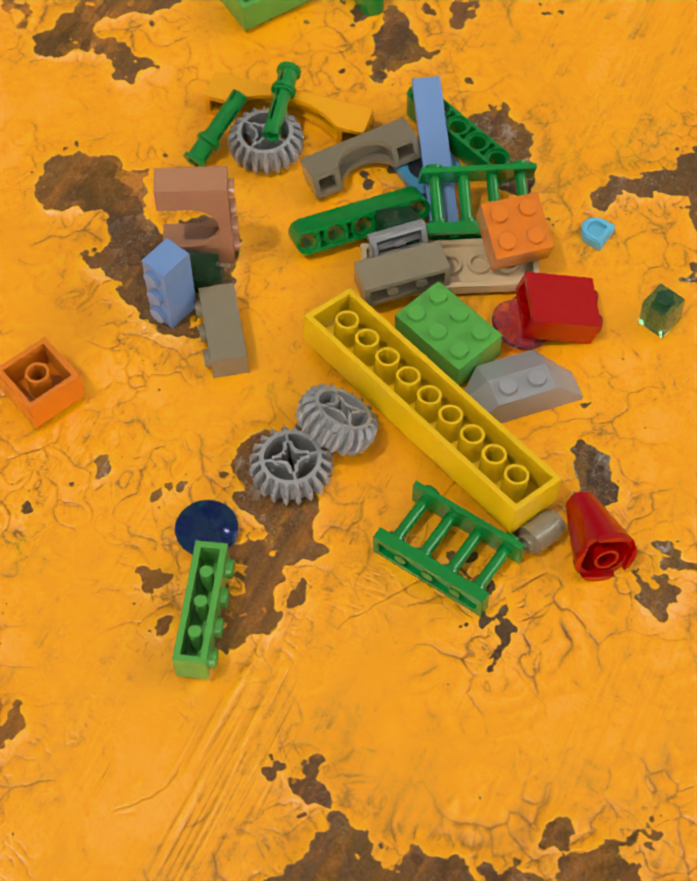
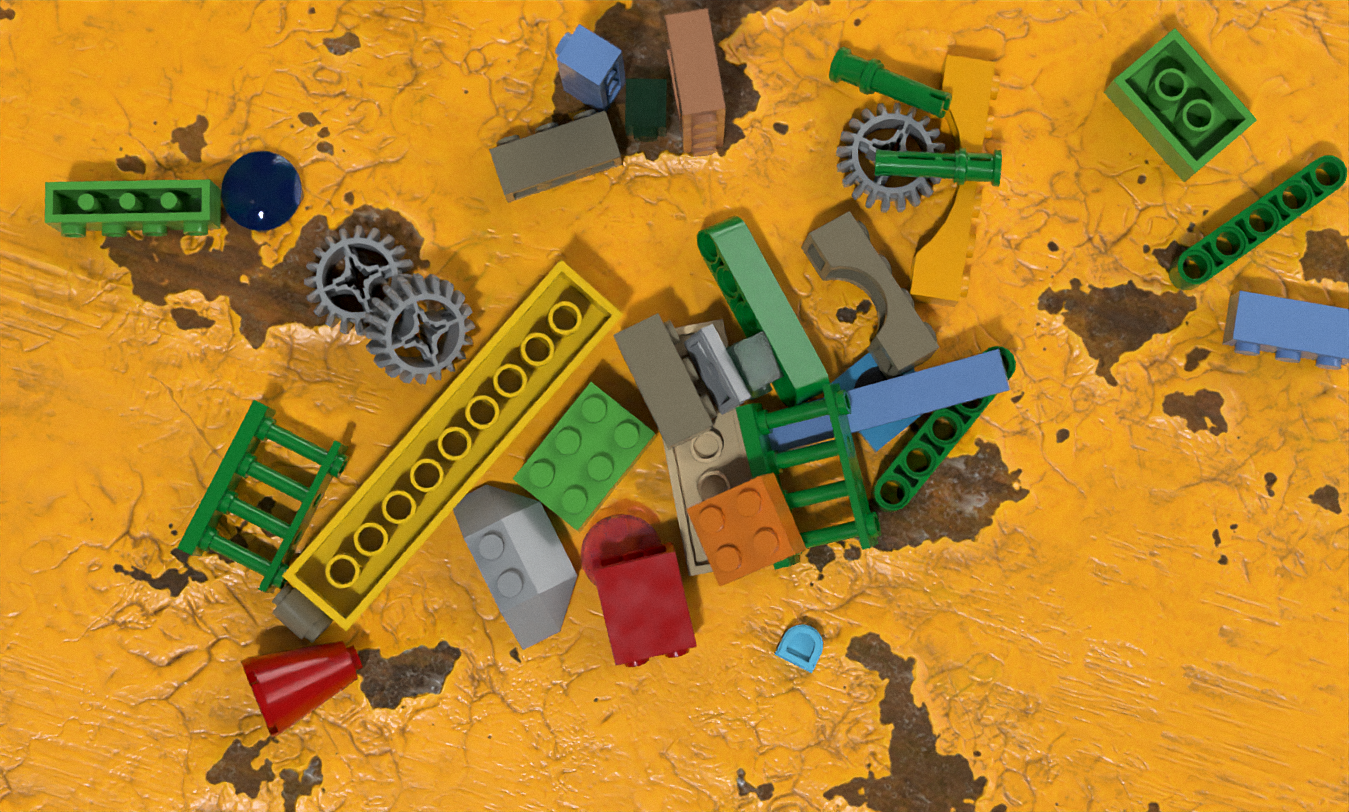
camera: 85 degrees right, 25 degrees up
(661, 310) = (665, 747): brick -> none

